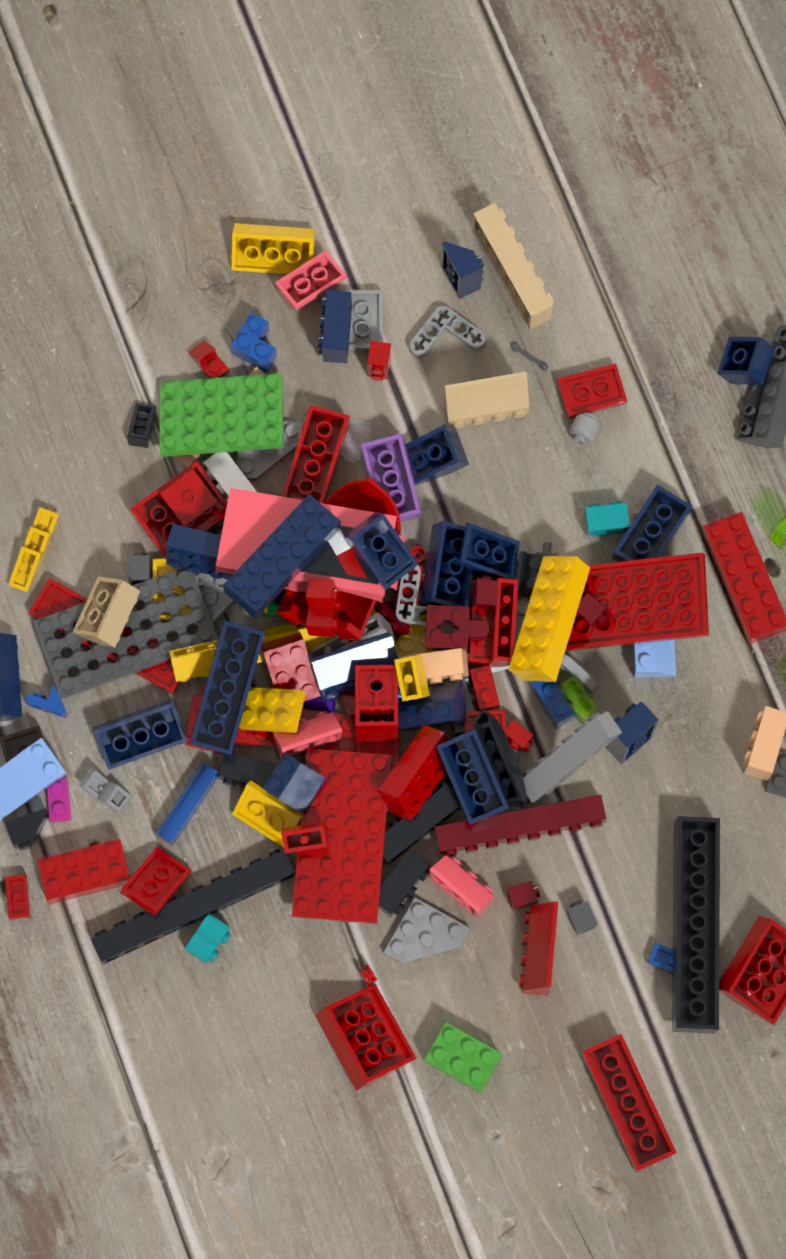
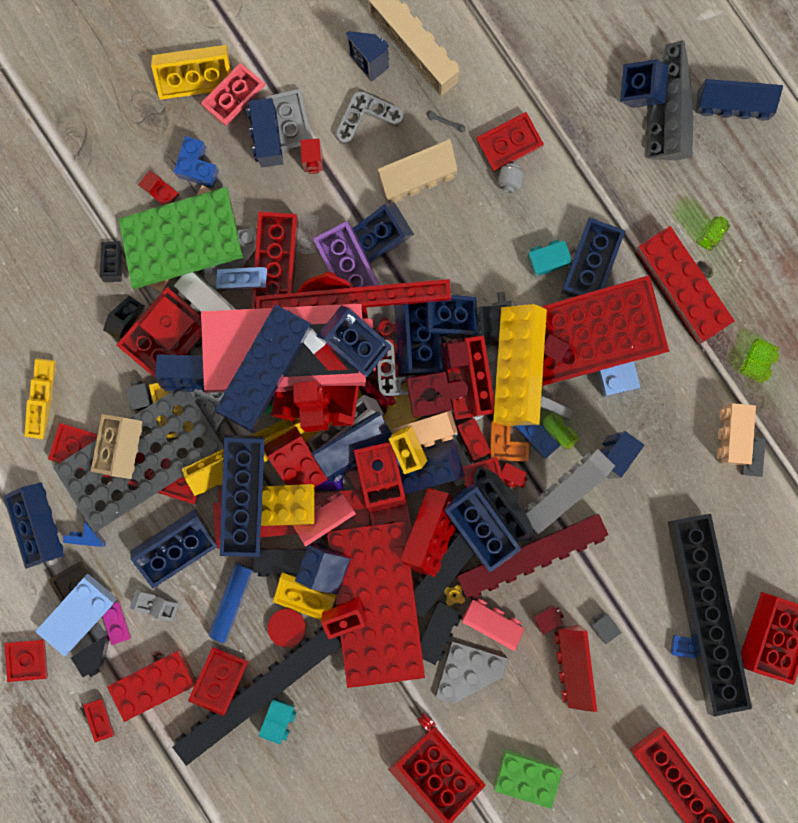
camera: 10 degrees left, 10 degrees up
(141, 484) = (123, 317): none -> black slope
(240, 844) = (286, 627): none -> red tile
(276, 468) = (241, 278): none -> light blue plate
(409, 512) = (366, 296): none -> red plate
(431, 854) = (450, 591): none -> yellow plate
(516, 707) = (504, 449): none -> orange plate

